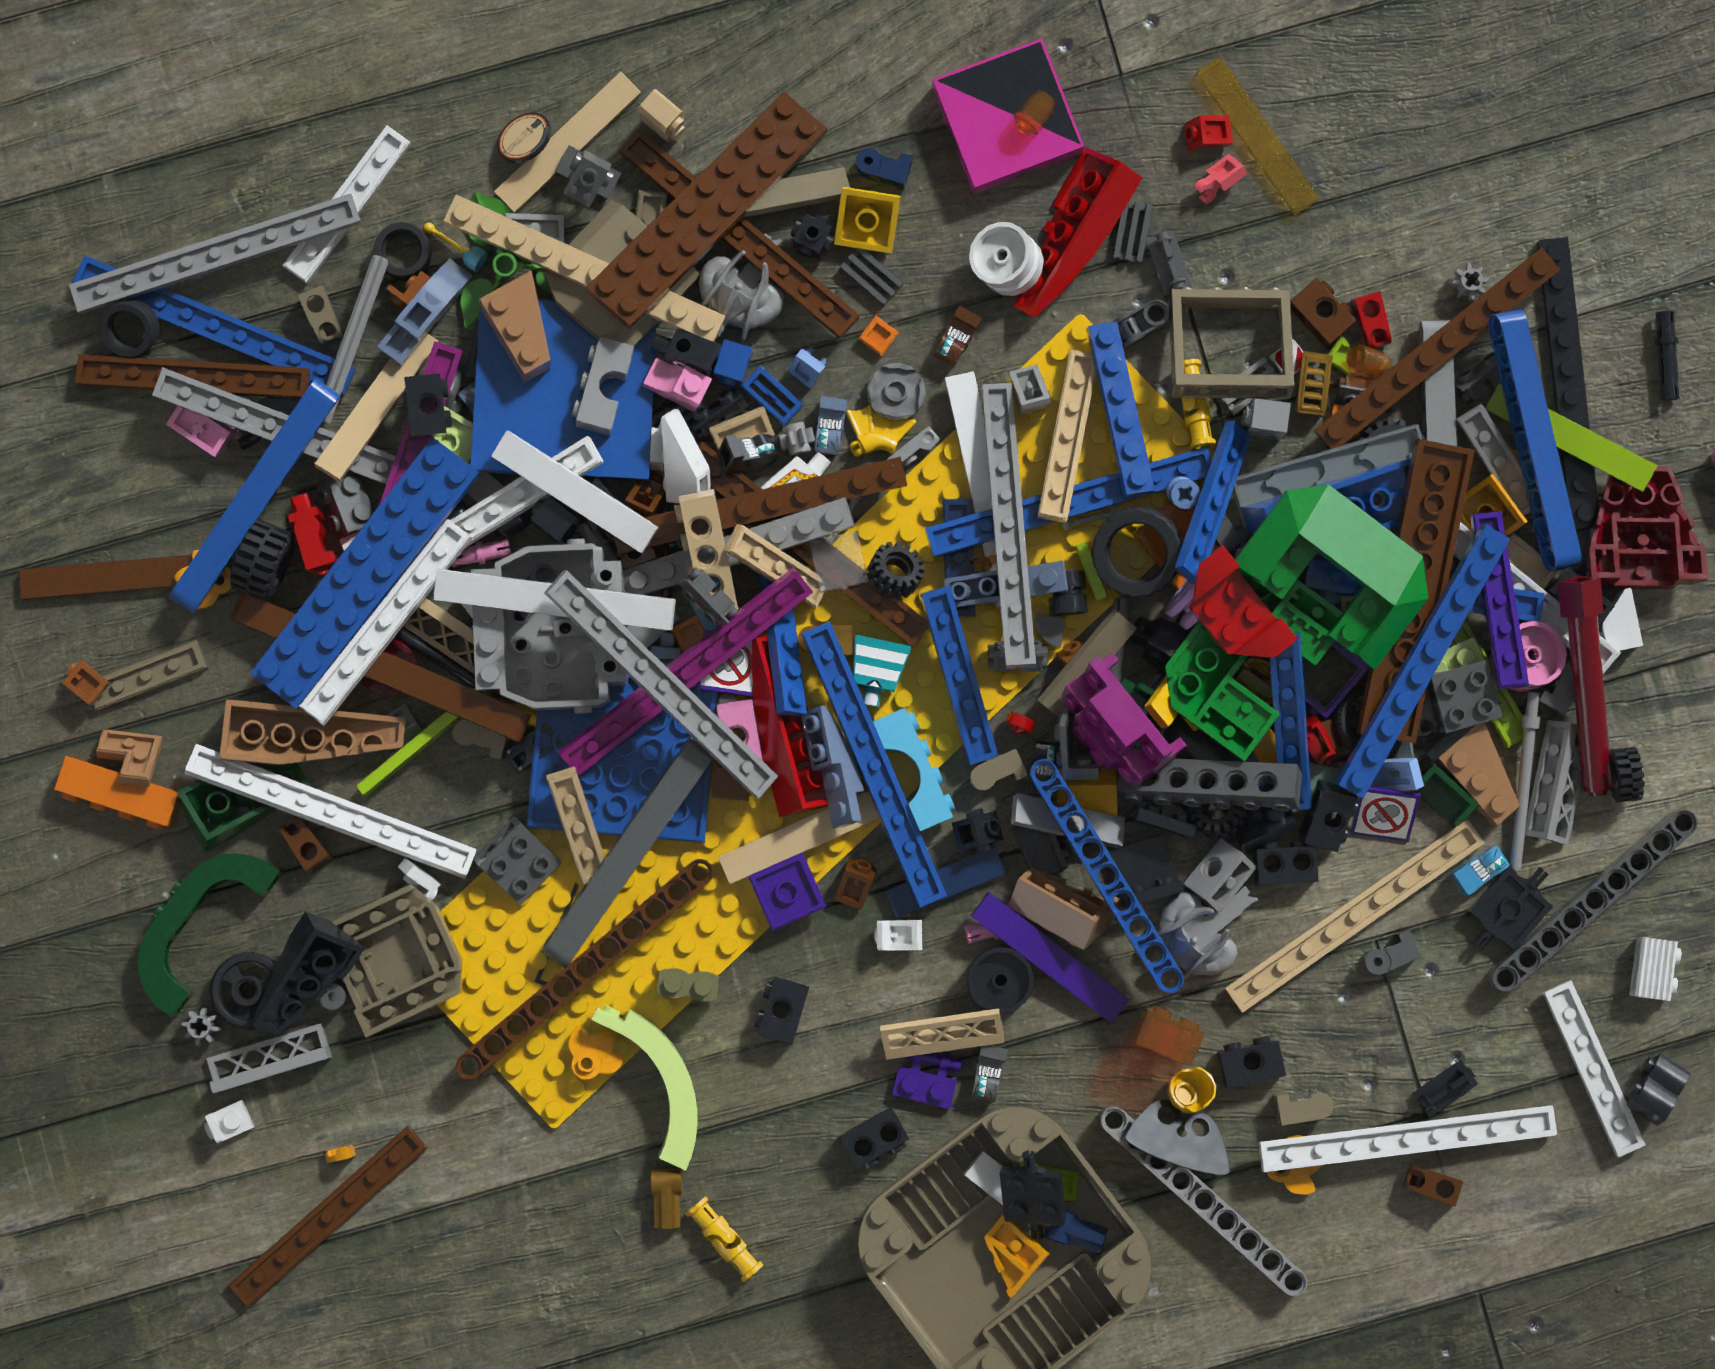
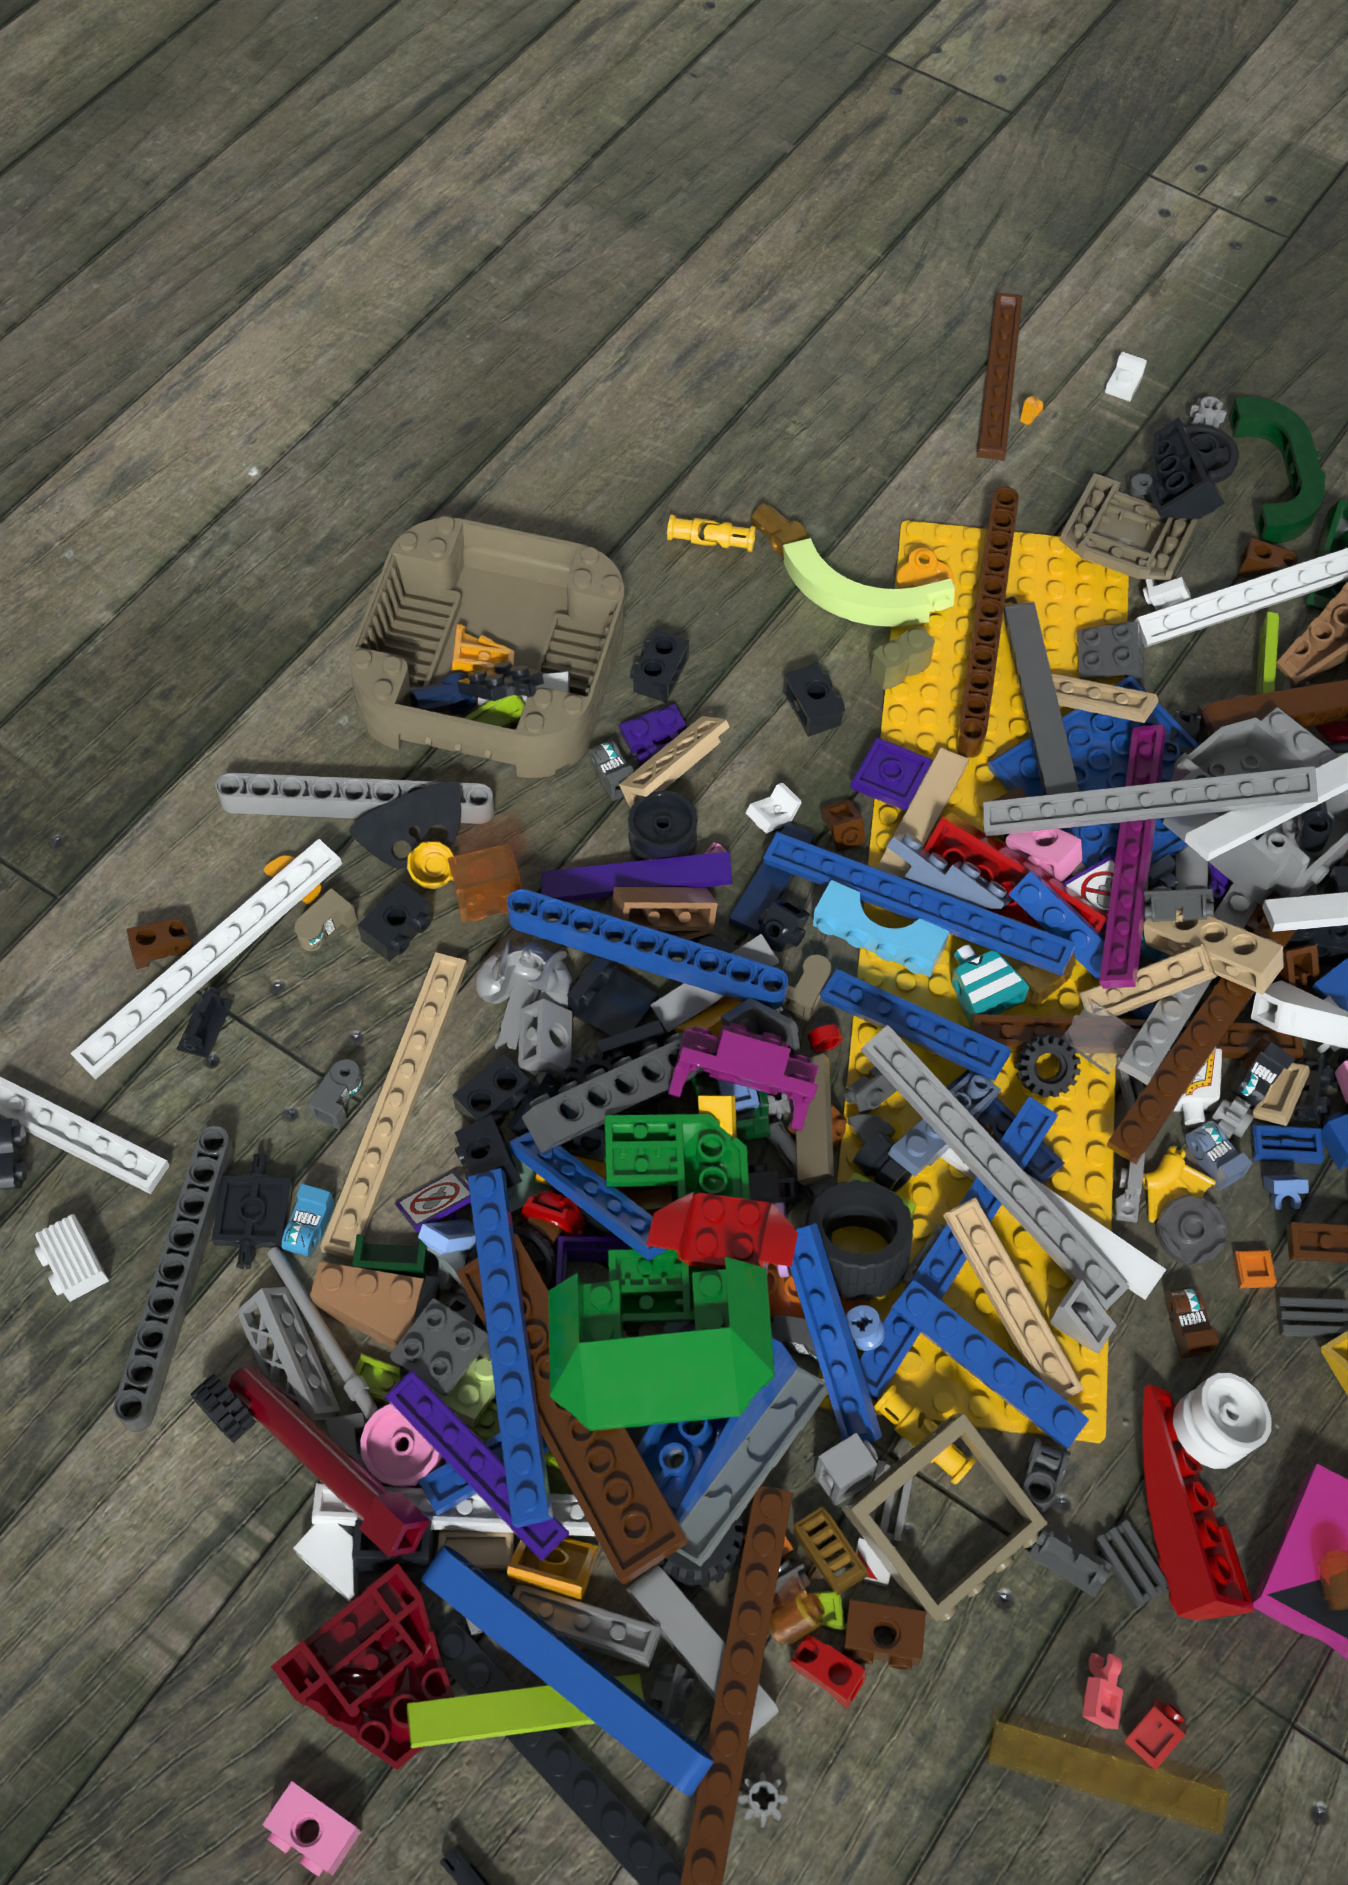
camera: 145 degrees right, 25 degrees down
(271, 1069) = (1133, 422): light grey fence -> none

